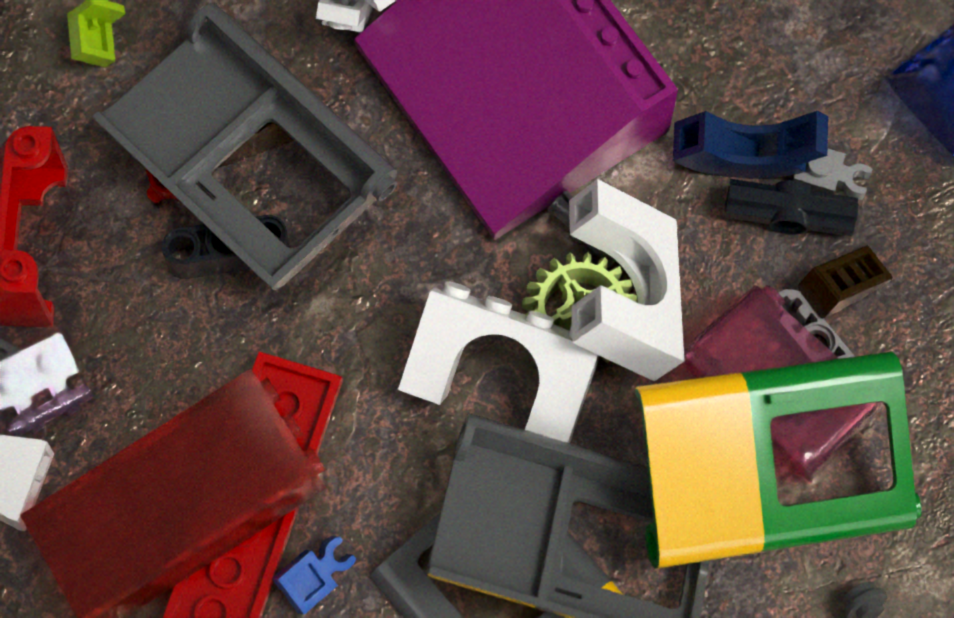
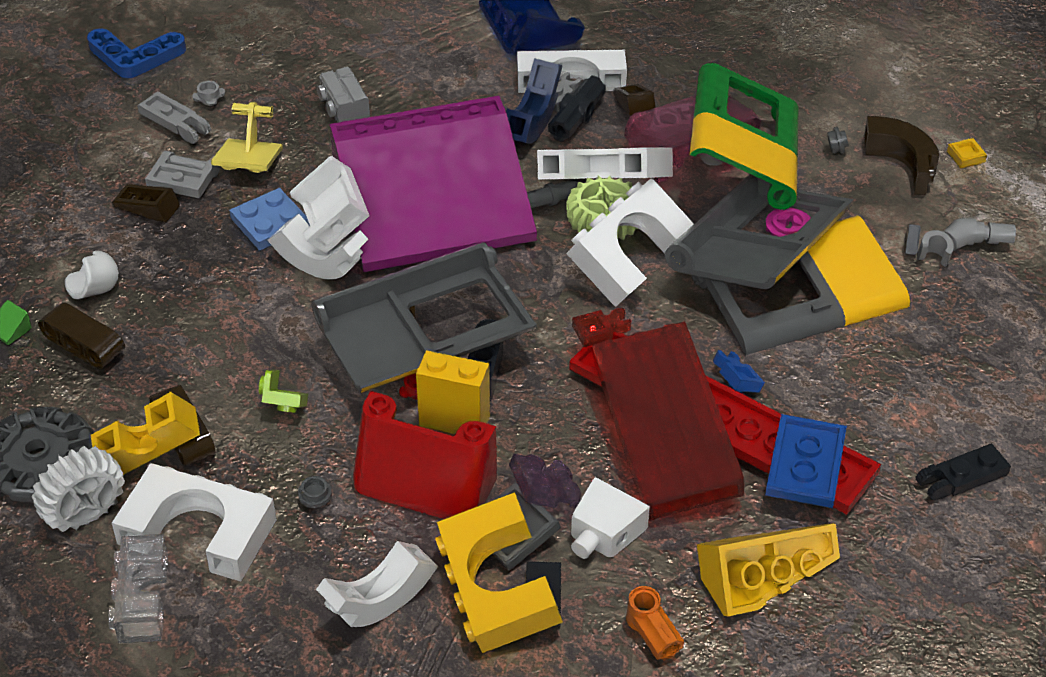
camera: 70 degrees left, 25 degrees down
(125, 227) = (452, 391): none -> yellow brick
(315, 366) = (597, 327): none -> clear red plate
(632, 560) = (779, 219): none -> dark pink gear
(857, 128) = (605, 64): none -> white arch

